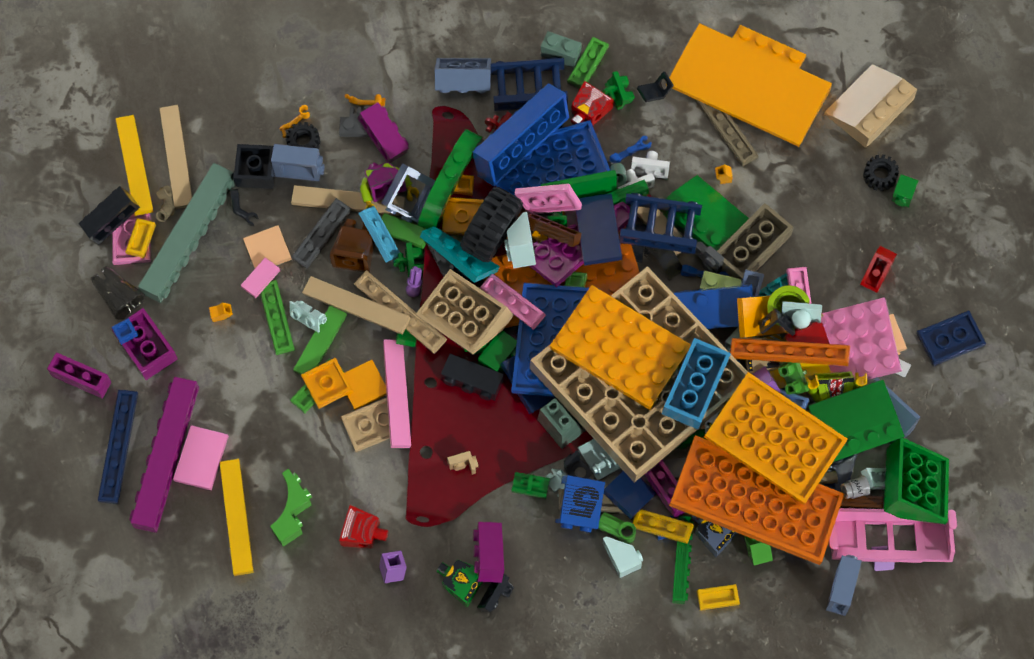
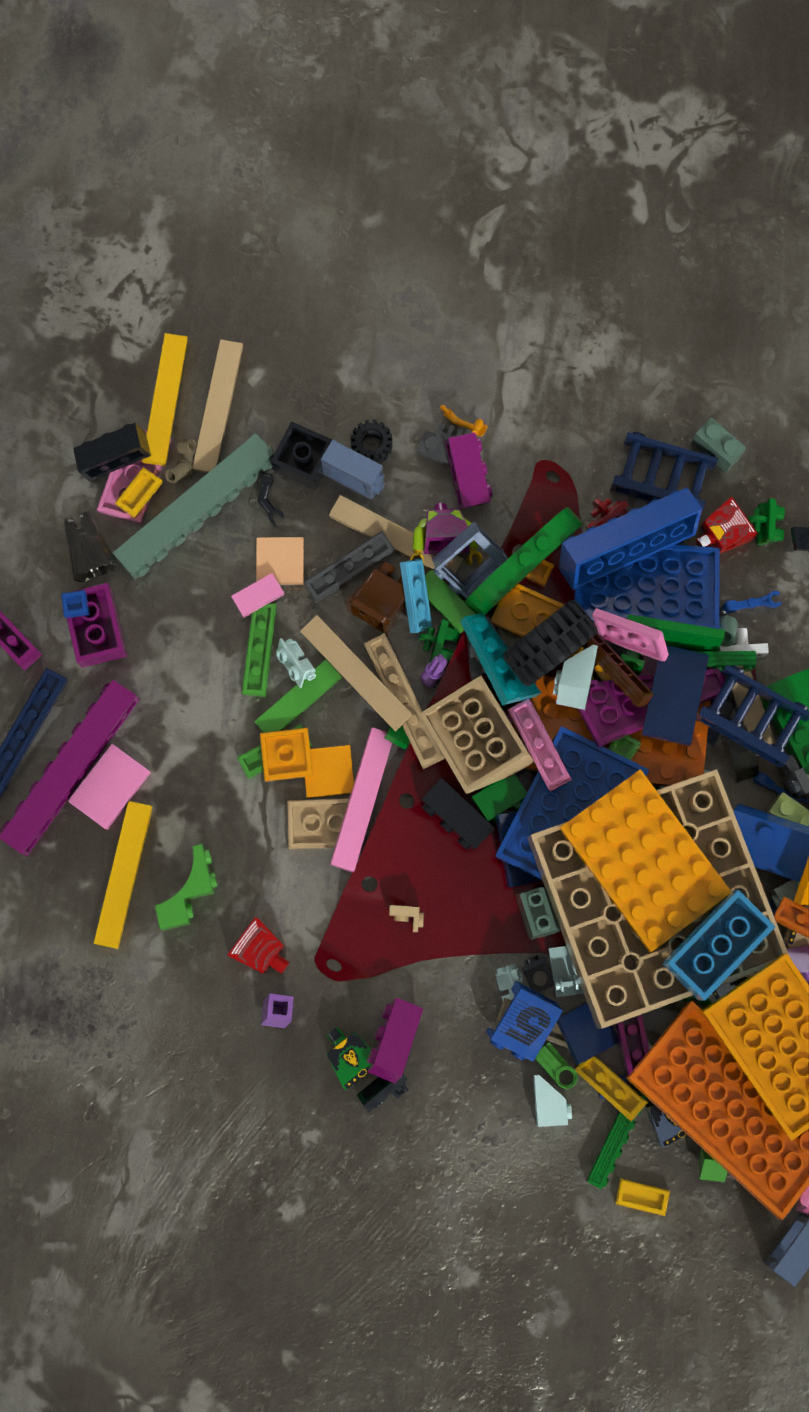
camera: 20 degrees right, 10 degrees up
(220, 312) = (197, 618): light orange piece -> none
(301, 116) = (370, 415): light orange piece -> none
(463, 75) = (589, 432): sand blue slope -> none
(530, 485) = (475, 974): green hips -> none
(588, 62) = (744, 472): bright green tile -> none
(650, 164) = (769, 632): white tile -> none

